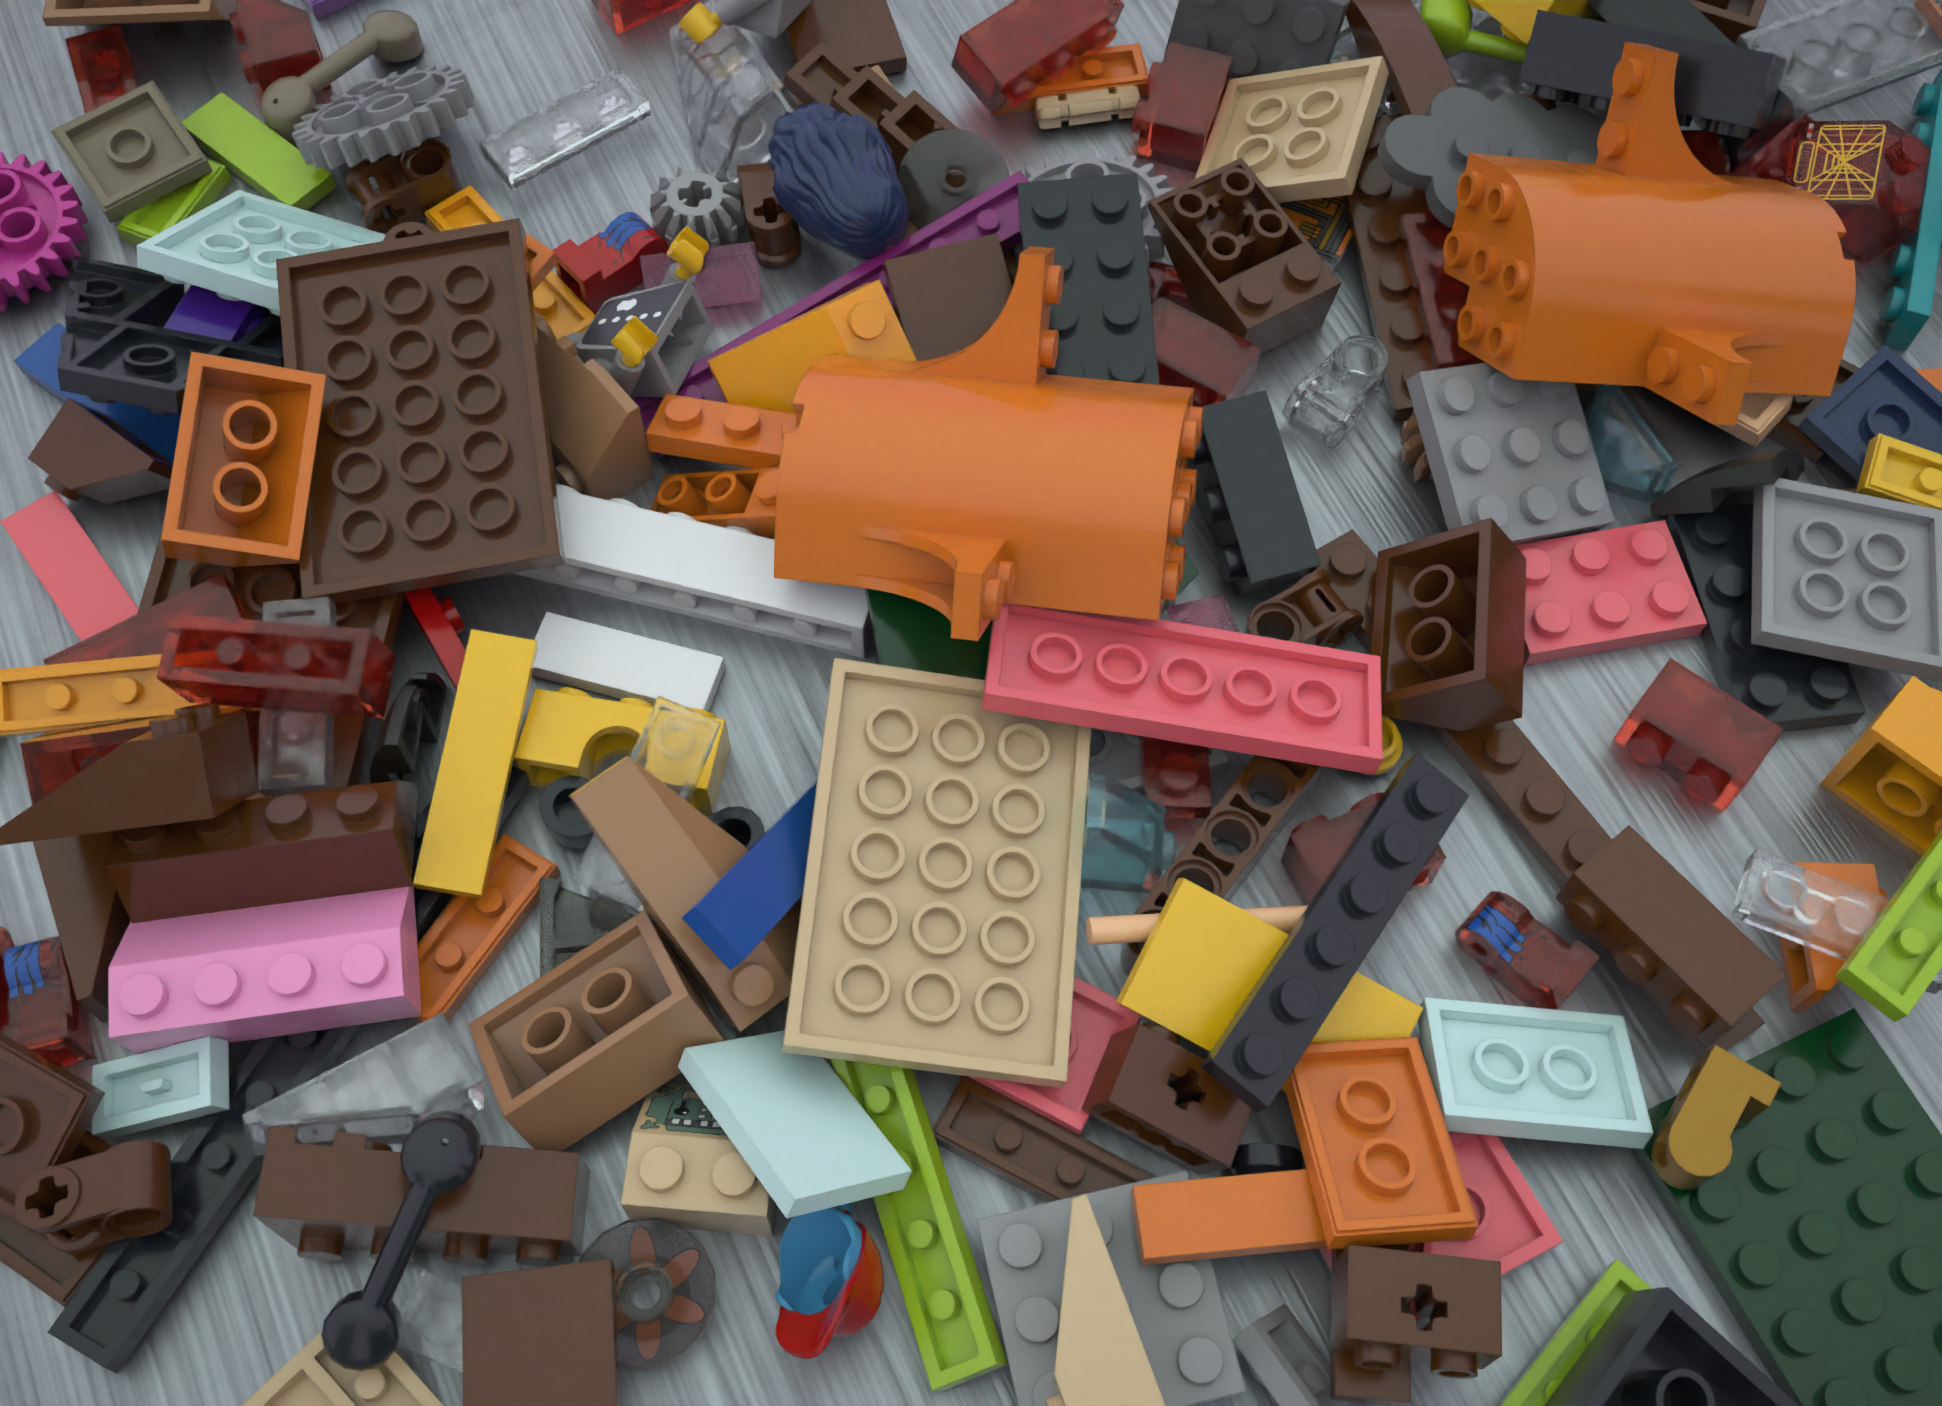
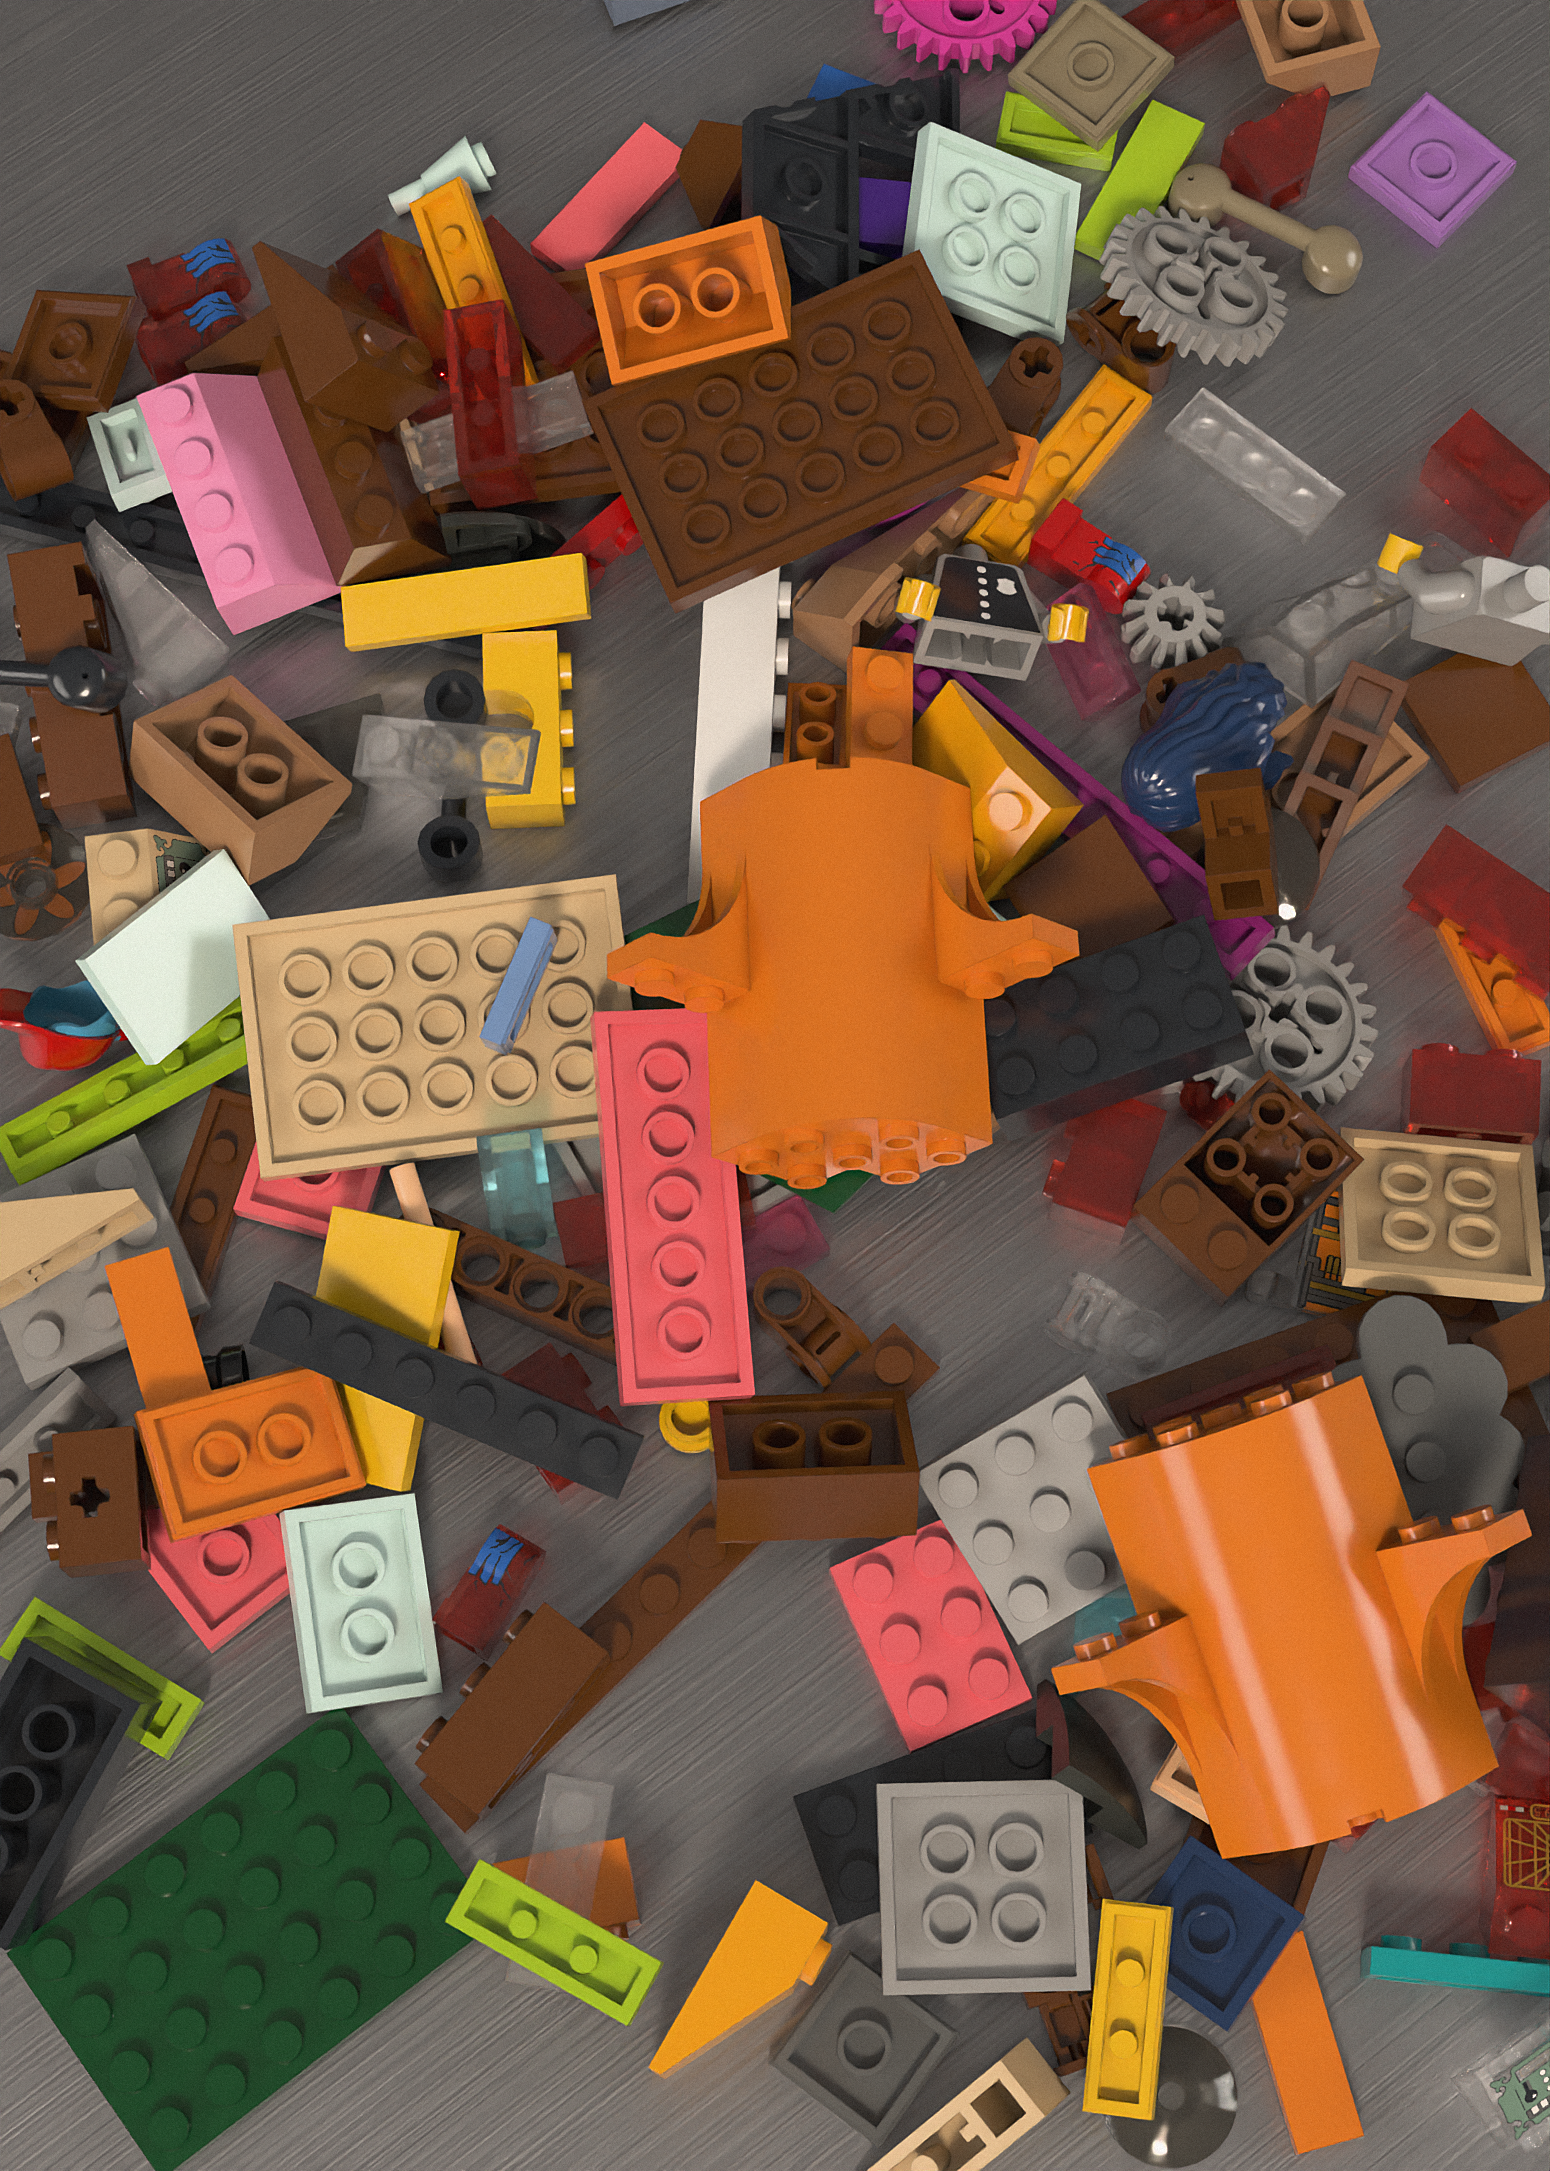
camera: 80 degrees right, 10 degrees up
(476, 930) = (317, 654): orange tile -> none
(624, 663) = (622, 707): white tile -> none
(670, 862) = (376, 817): medium nougat wedge -> none
(757, 887) = (370, 864): blue tile -> none
(936, 760) = (519, 986): none -> medium blue tile
(951, 162) = (1238, 844): none -> reddish brown brick
(1086, 107) = (1449, 996): tan axle -> none
(1135, 1099) = (257, 1243): reddish brown brick -> none
(1251, 497) = (938, 1243): black wedge -> none
(1697, 735) = (765, 1744): clear red brick -> none
(1697, 1131) = (315, 1751): pearl gold leg -> none

